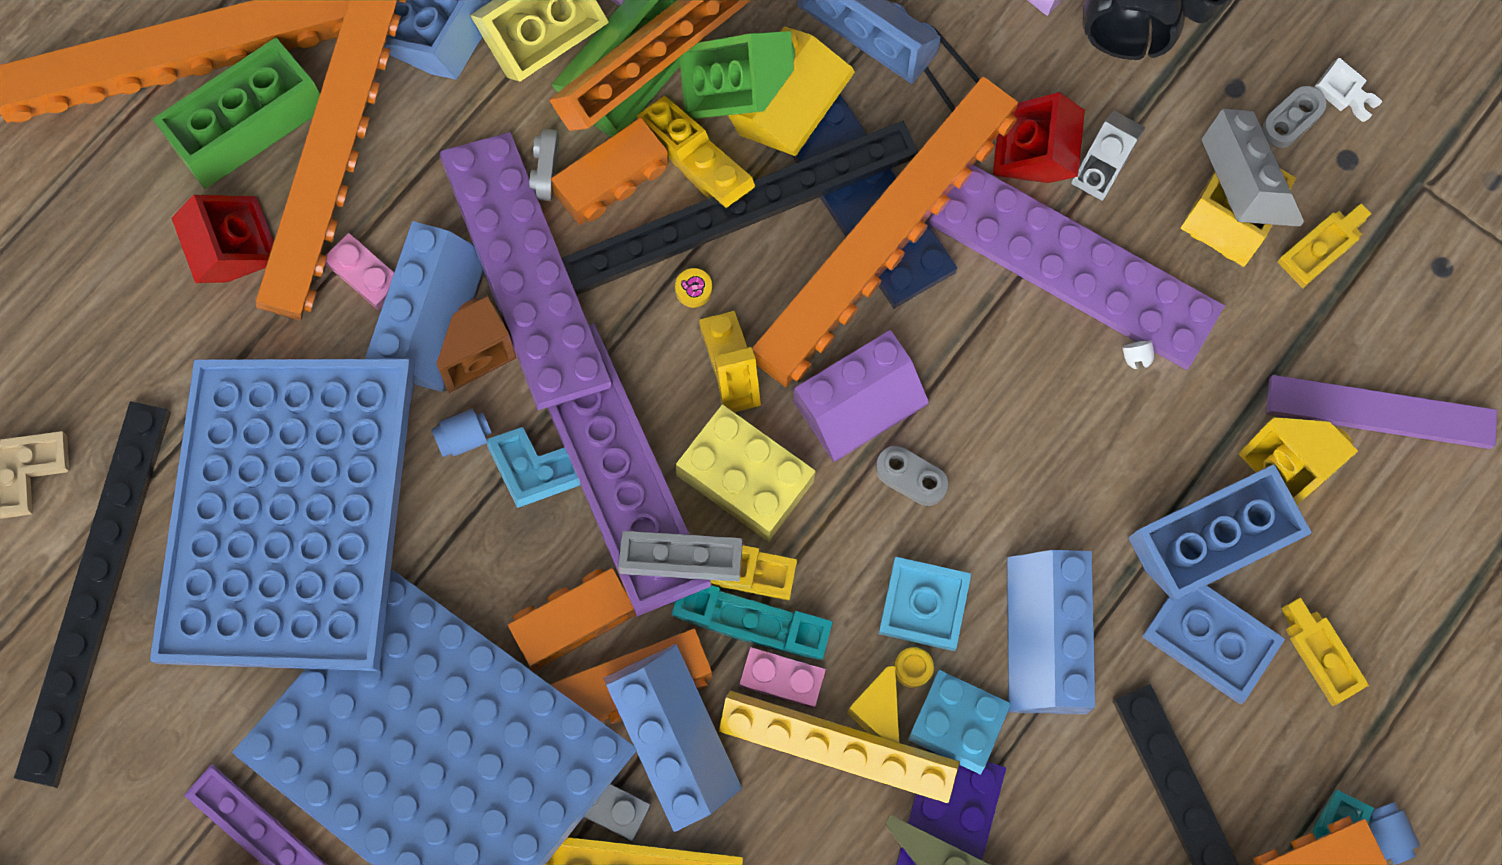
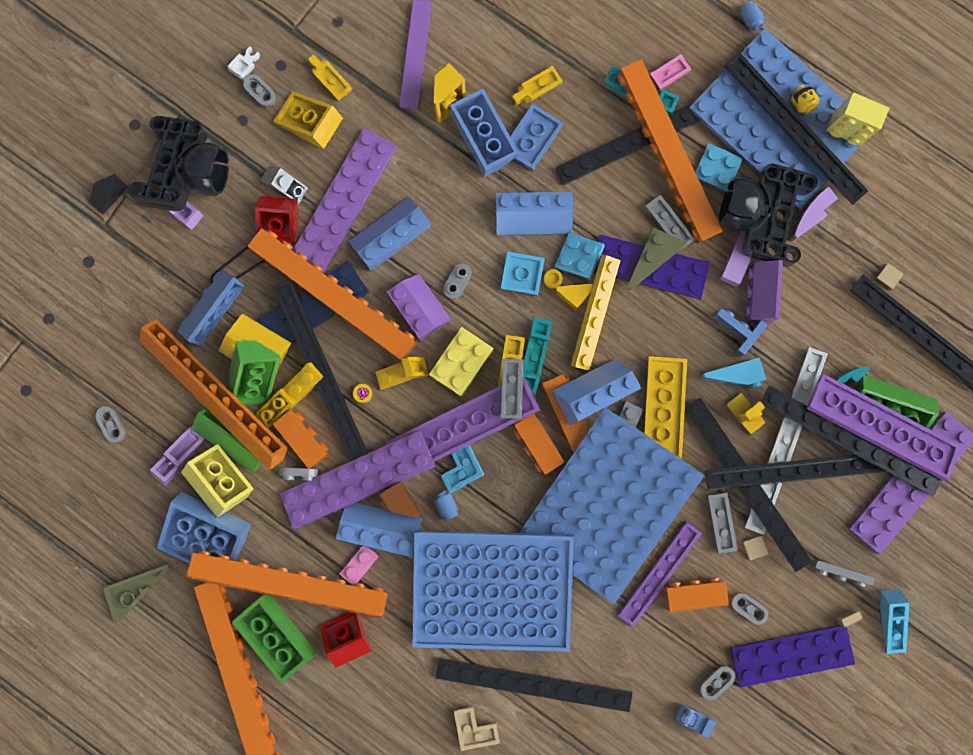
camera: 85 degrees left, 10 degrees up
(782, 678) = (561, 341): bright pink plate -> none
(1008, 348) = (390, 233): none -> medium blue slope
(1137, 352) = (390, 170): white hinge -> none
(1249, 170) = (294, 112): light grey slope -> none
(1393, 833) = (621, 57): medium blue brick -> none

